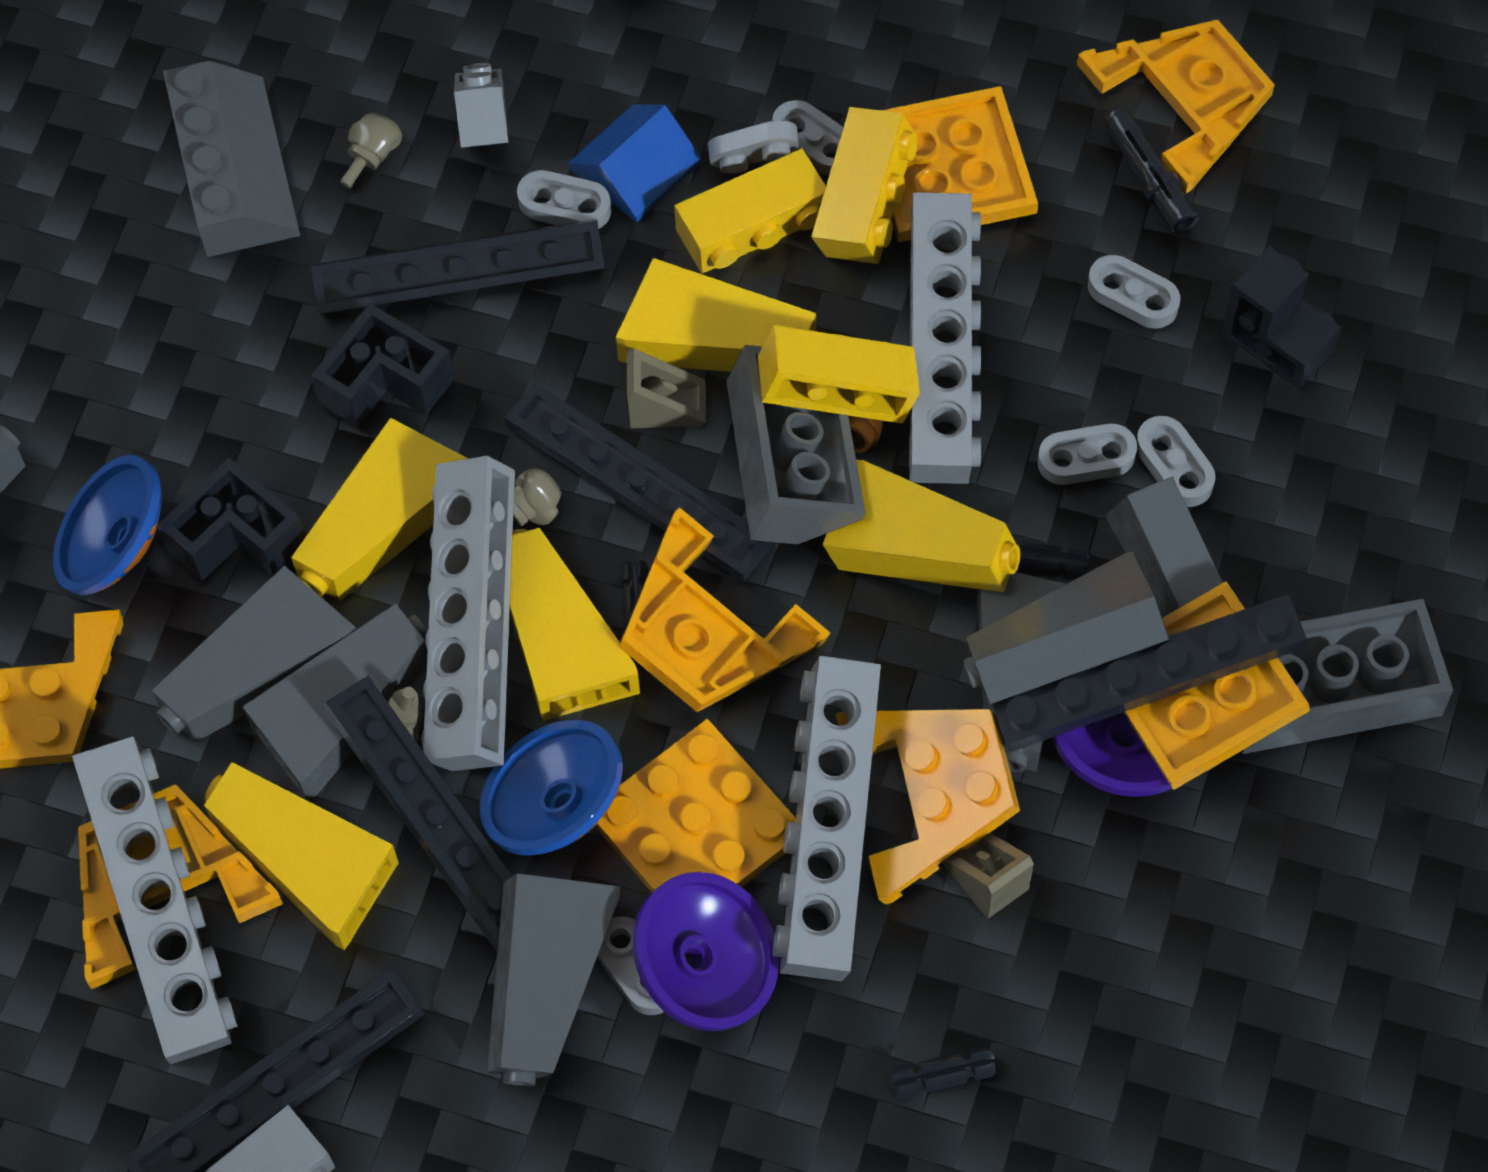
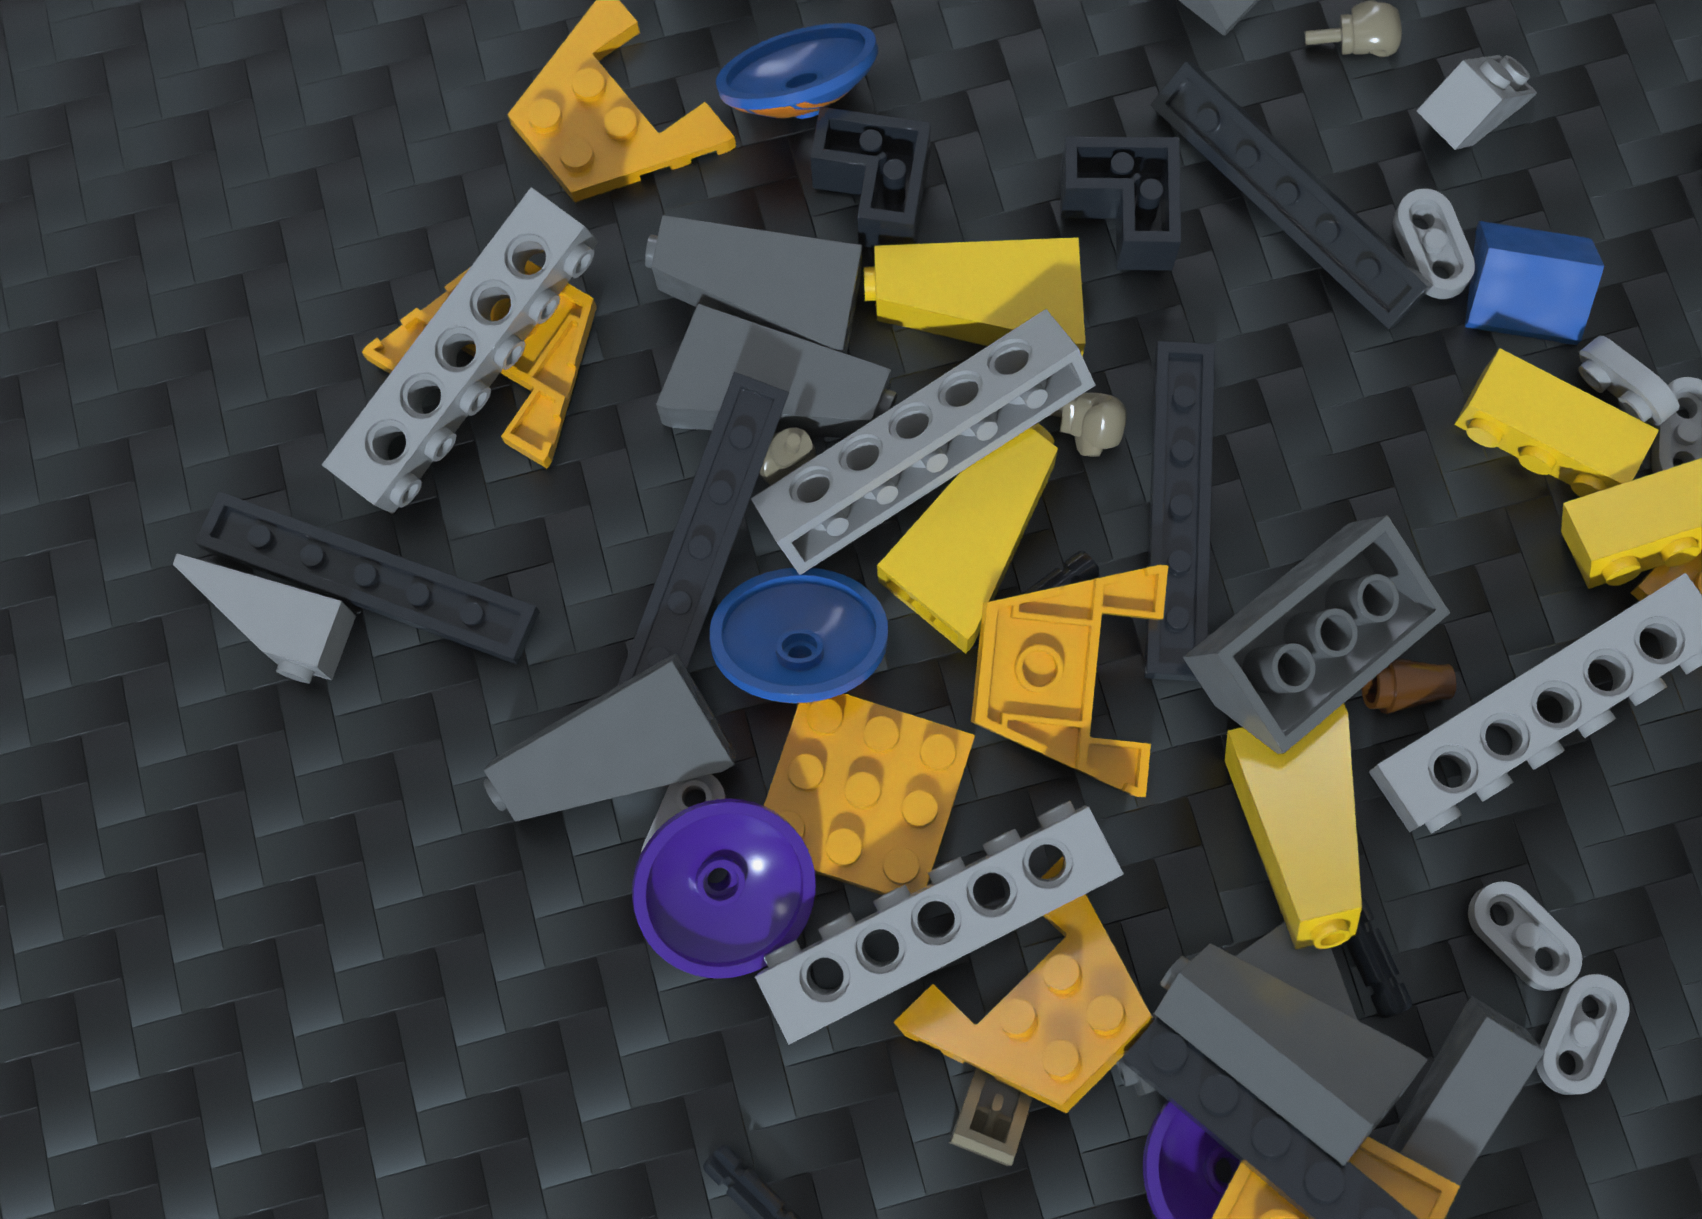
camera: 60 degrees right, 10 degrees up
(306, 852) = (600, 455): yellow slope -> none
(663, 394) = (1289, 470): dark tan slope -> none
(700, 319) = (1397, 463): yellow slope -> none
(838, 374) = (1421, 628): yellow brick -> none

